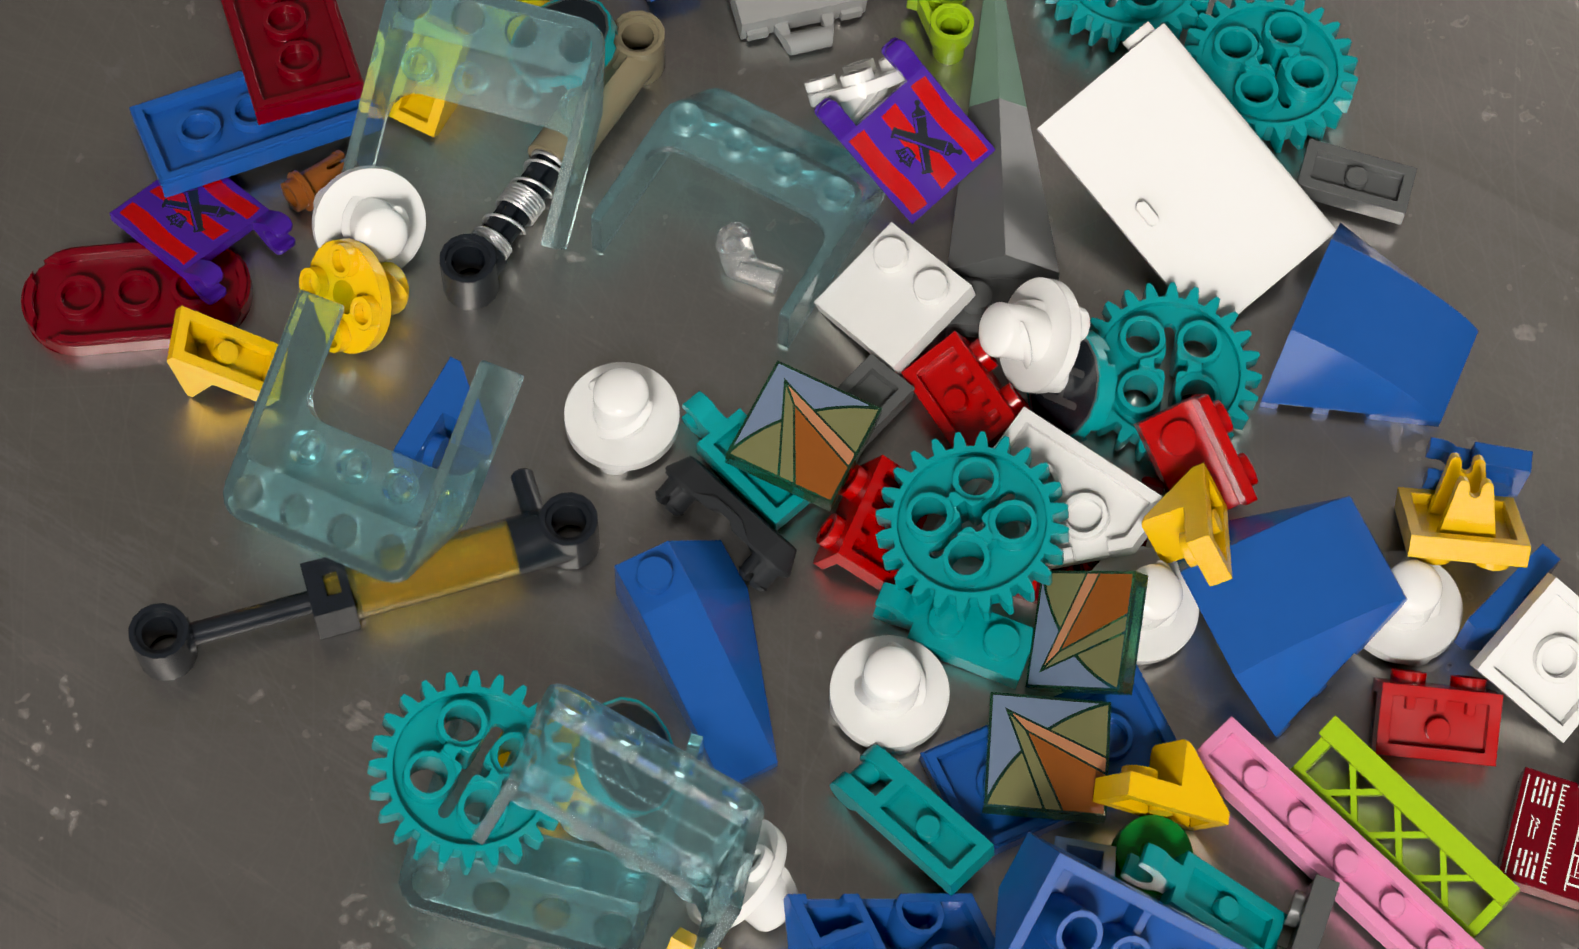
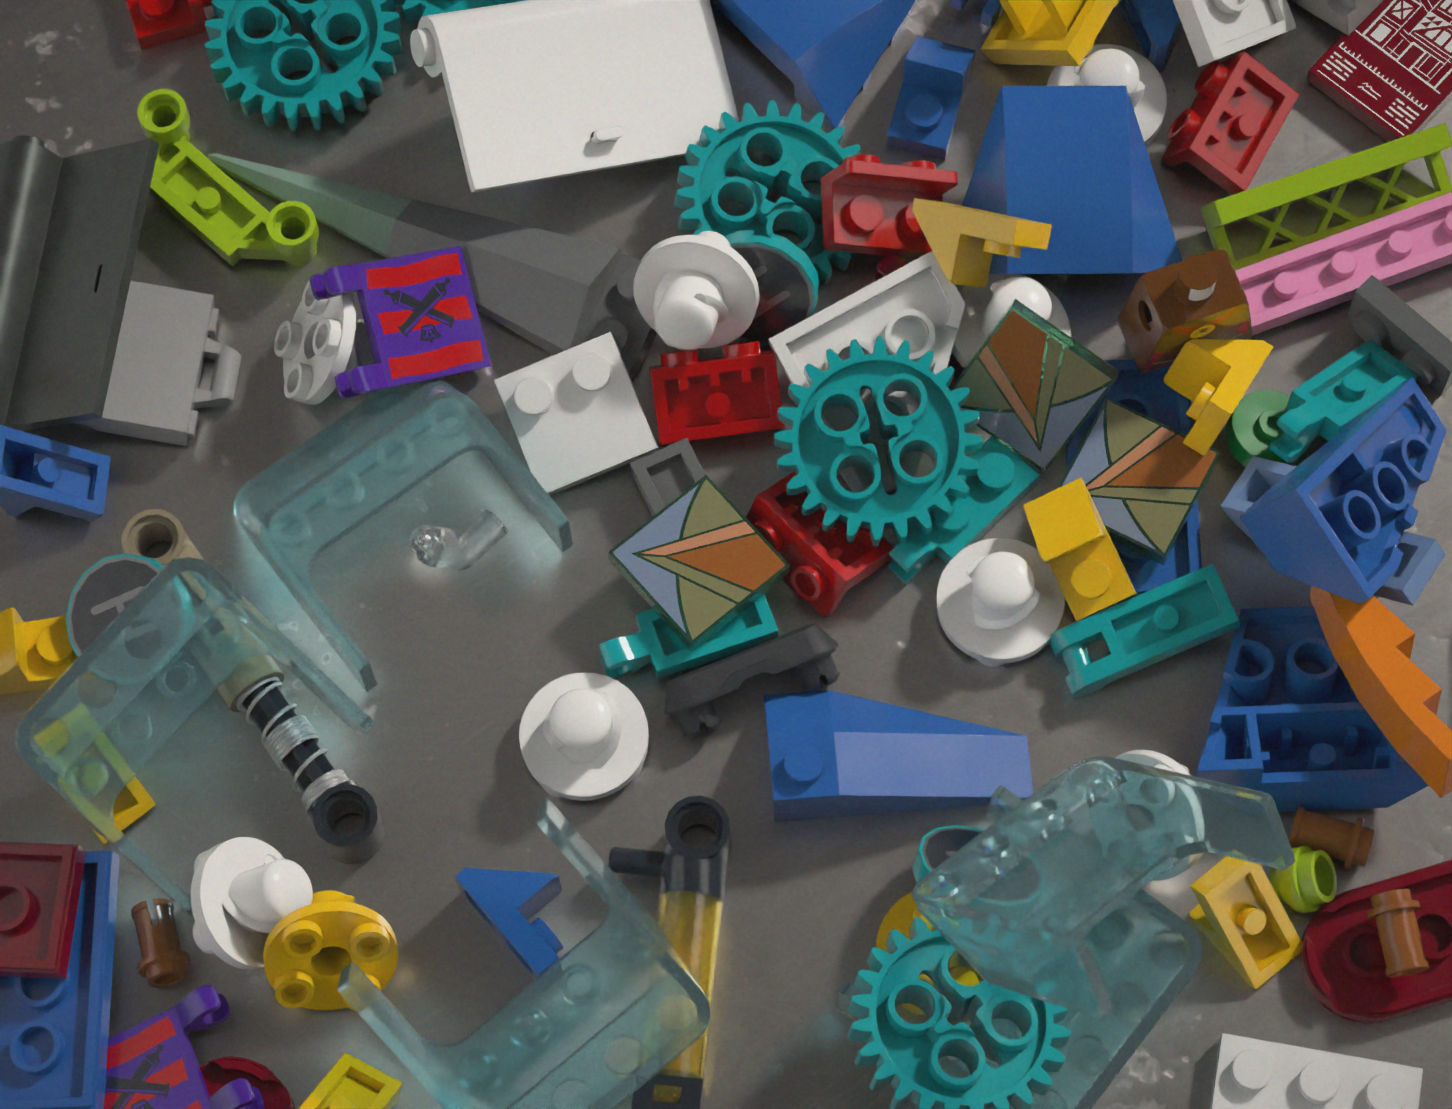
camera: 60 degrees left, 5 degrees up
(962, 724) = (1078, 549): none -> yellow slope
(1225, 732) = (1185, 303): none -> reddish brown torso
(1333, 465) = (930, 97): none -> blue slope

